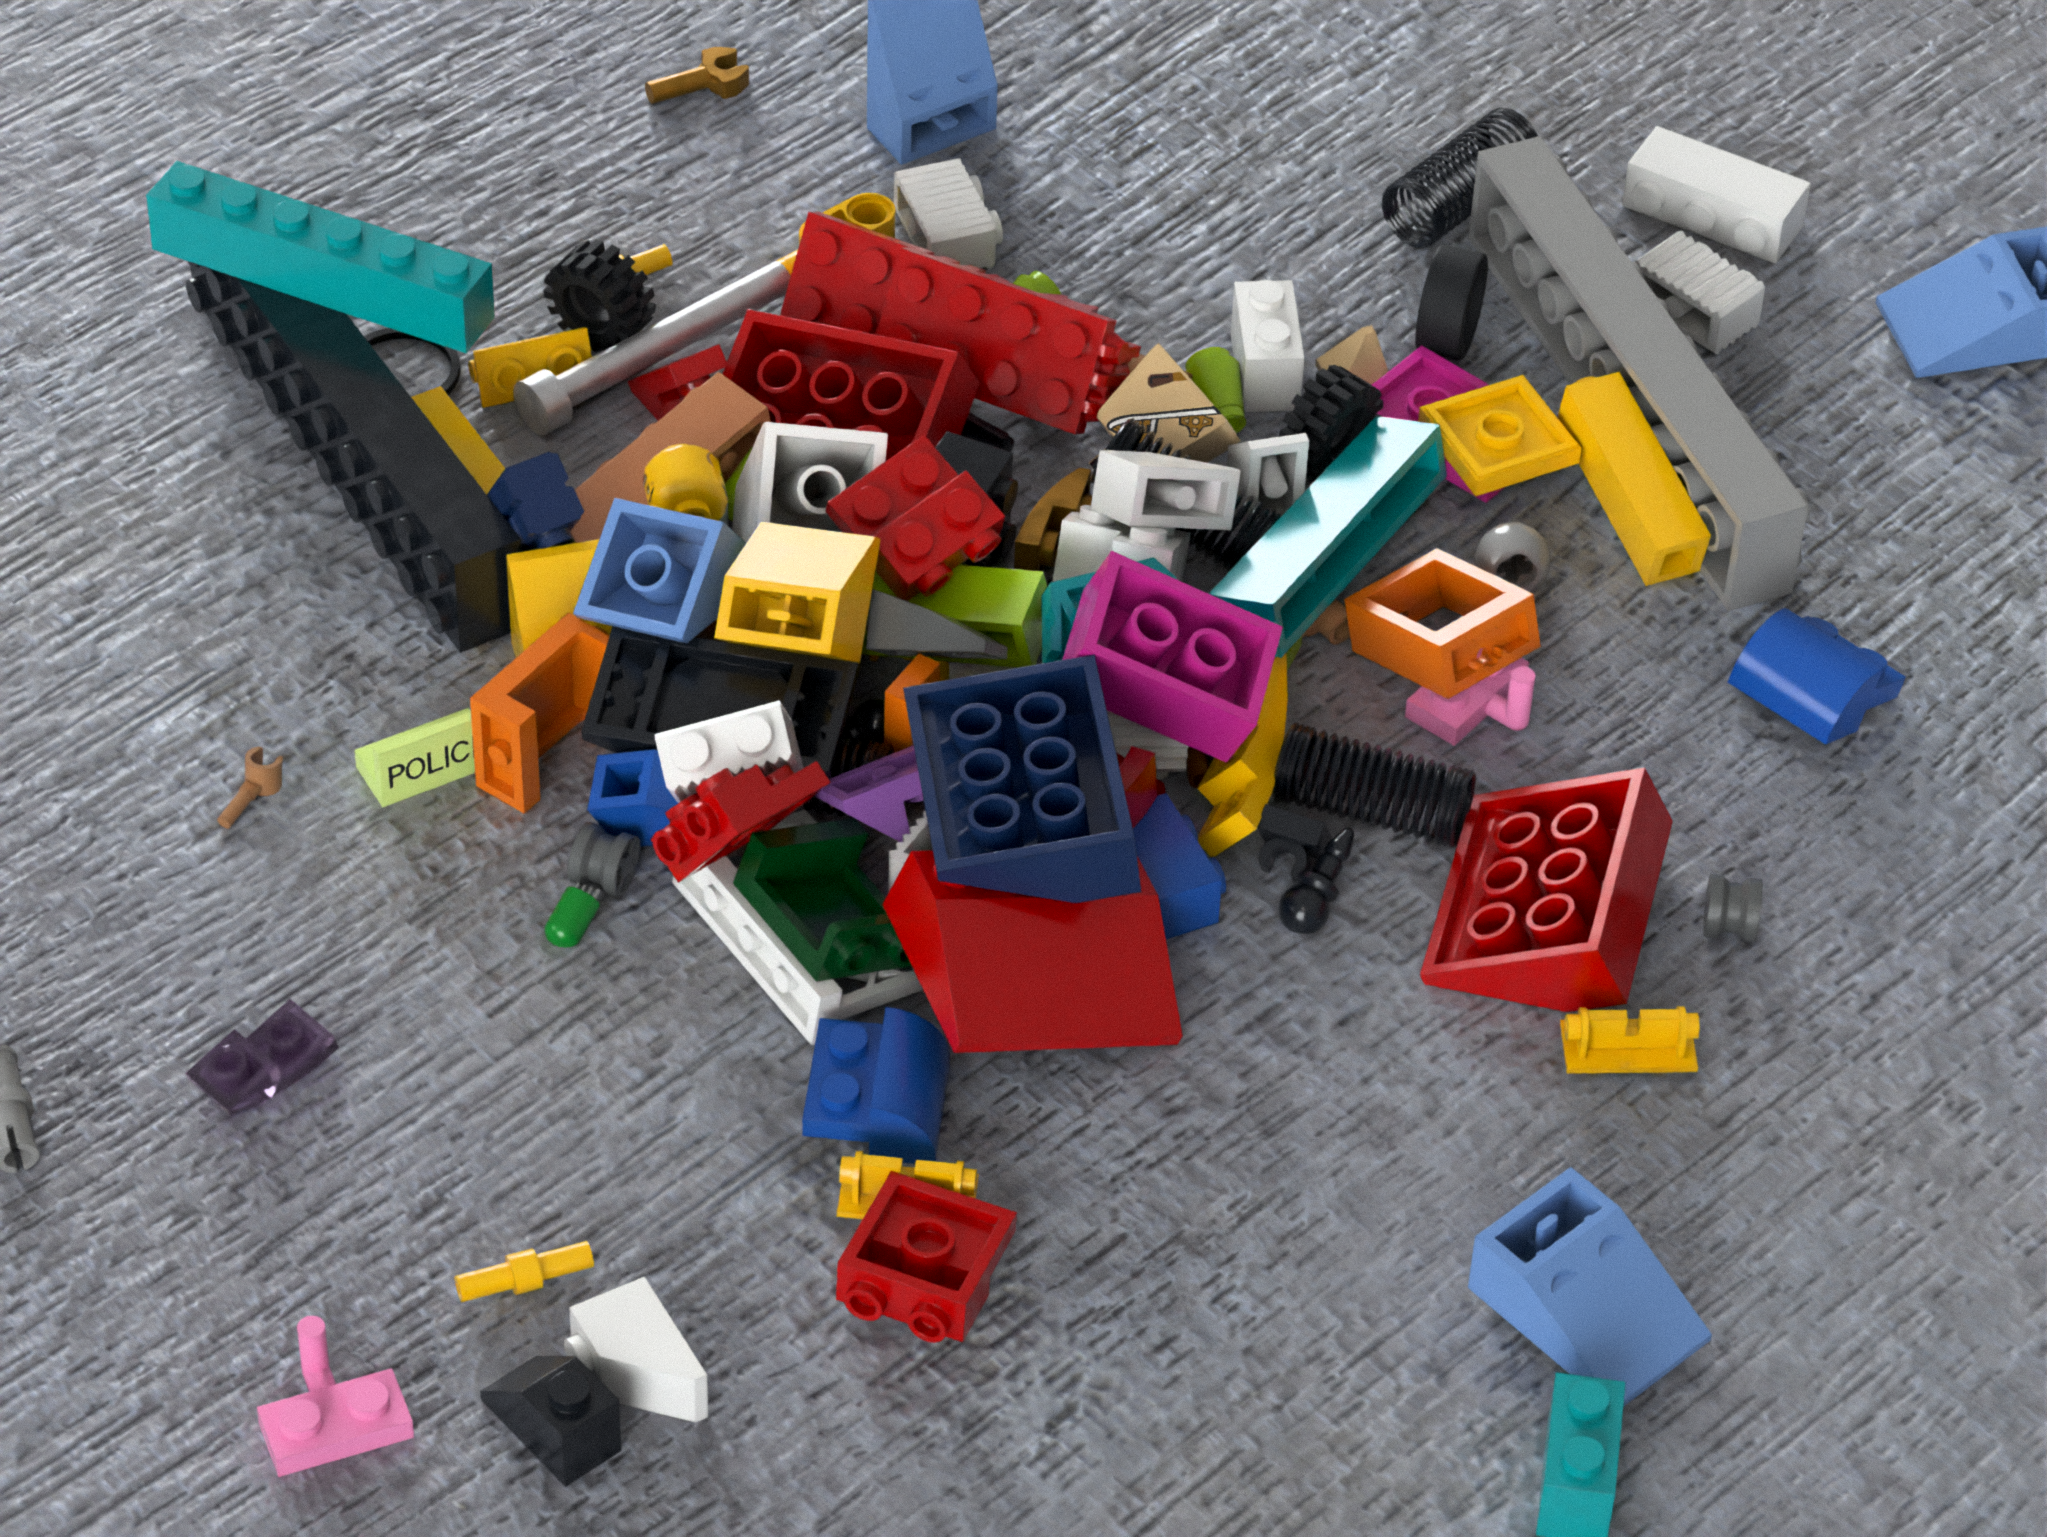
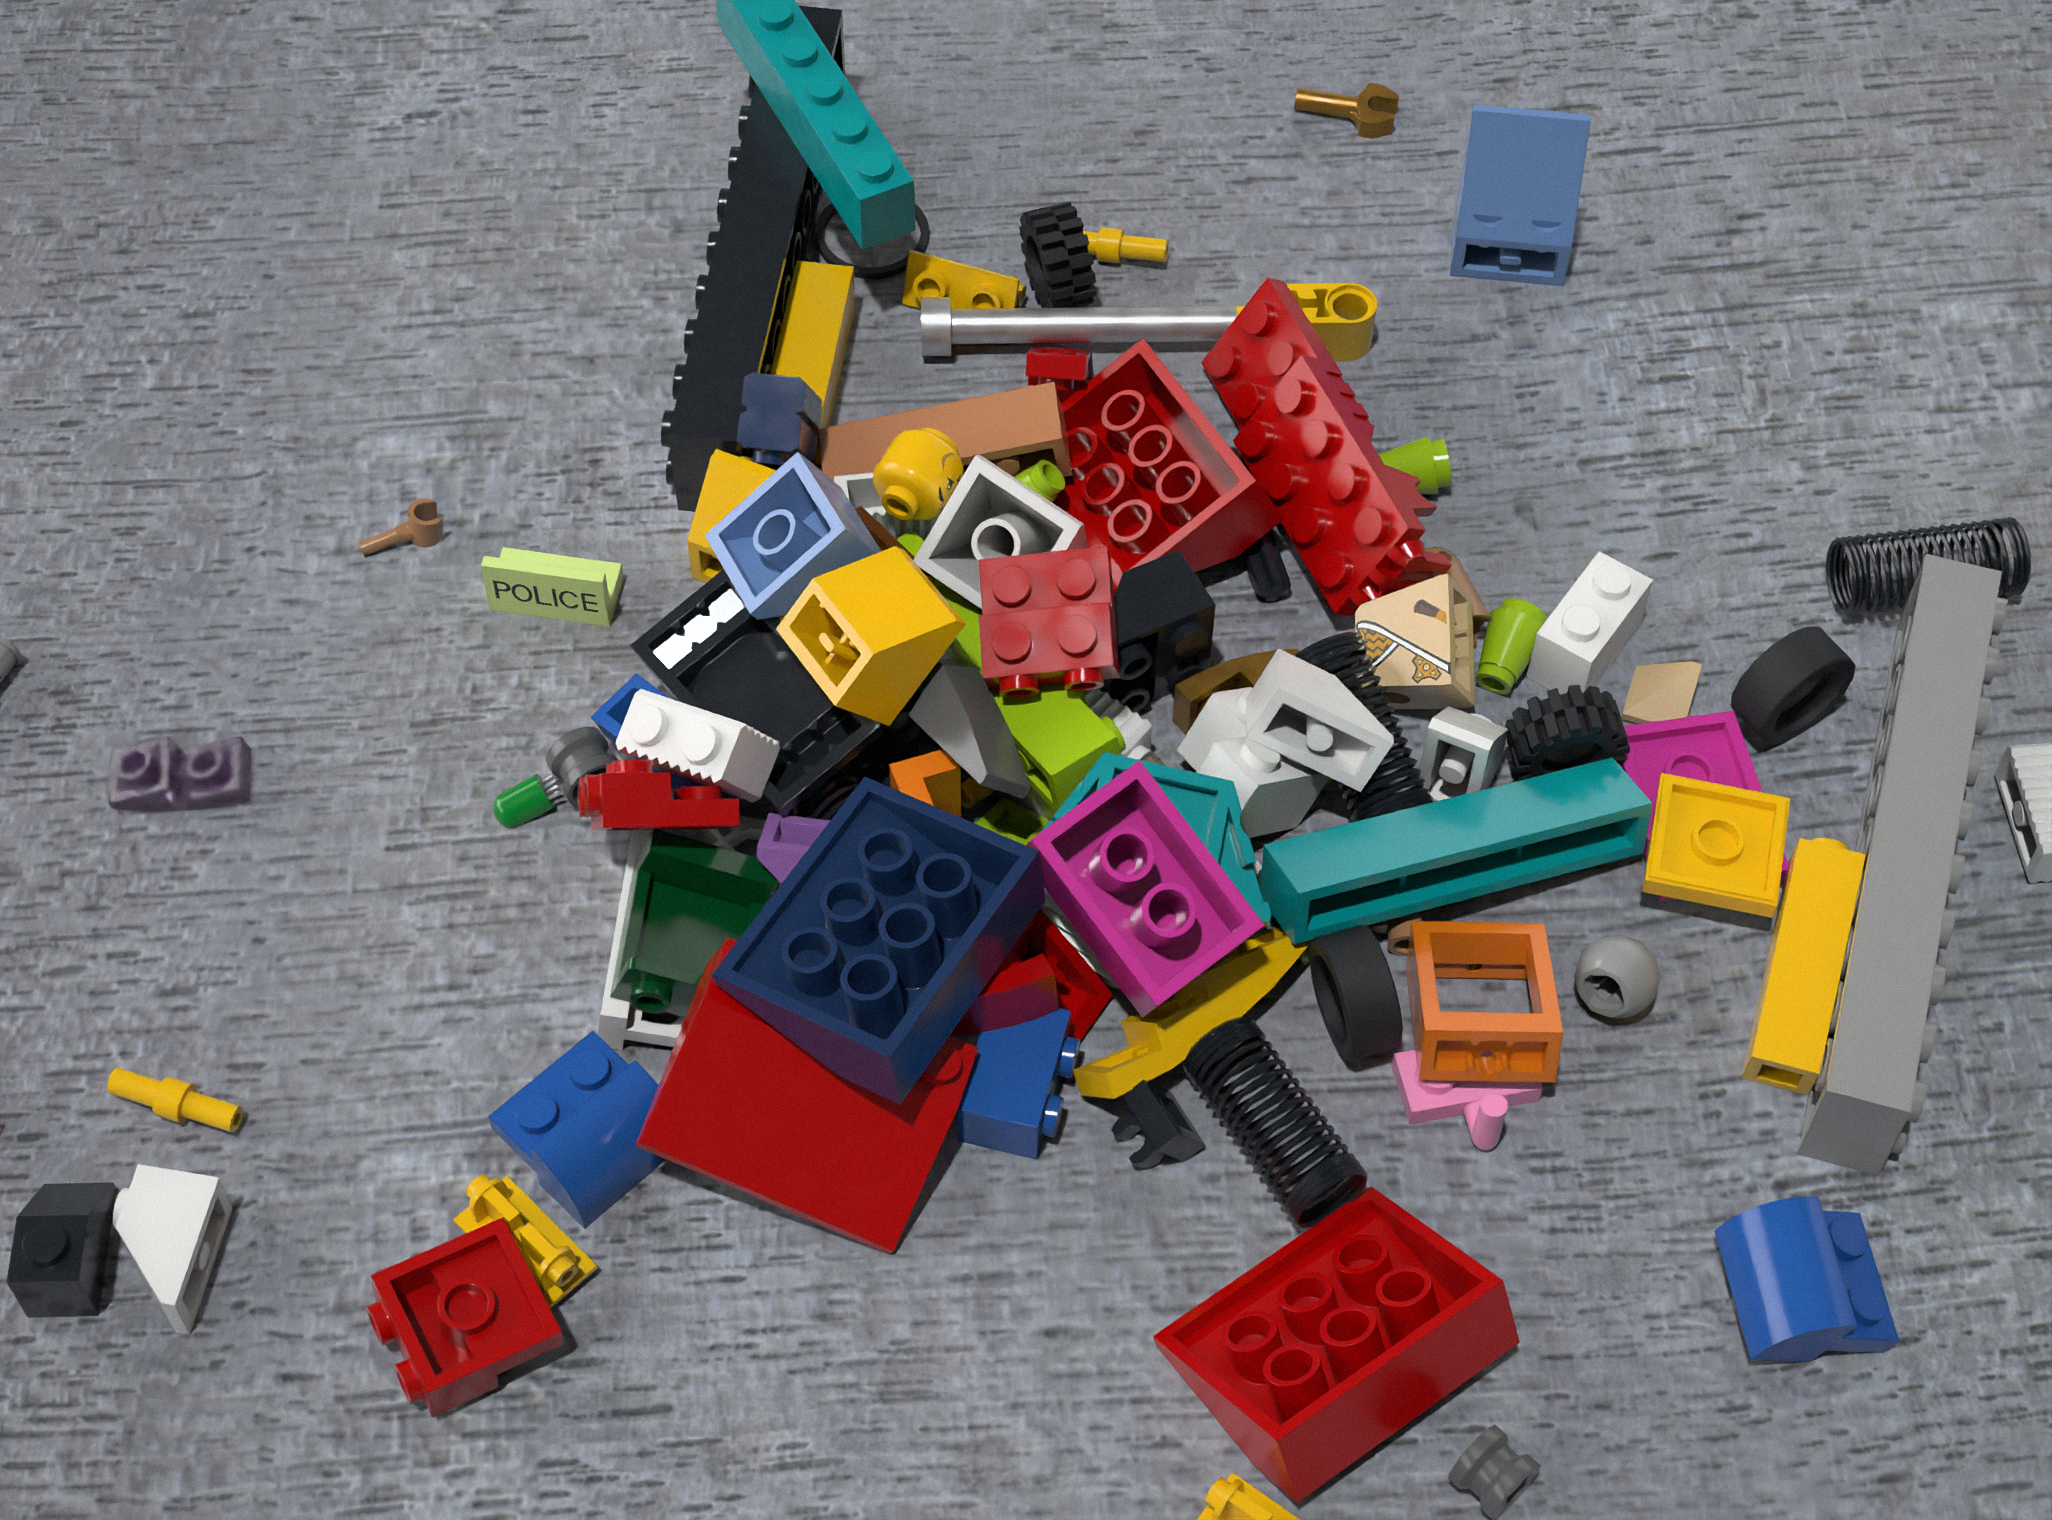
camera: 40 degrees right, 10 degrees up
(533, 707) = (629, 591): orange panel -> none
(947, 213) = (1424, 347): white brick -> none
(1306, 905) = (1119, 1196): black bar -> none
(1366, 643) = (1355, 992): none -> black tyre

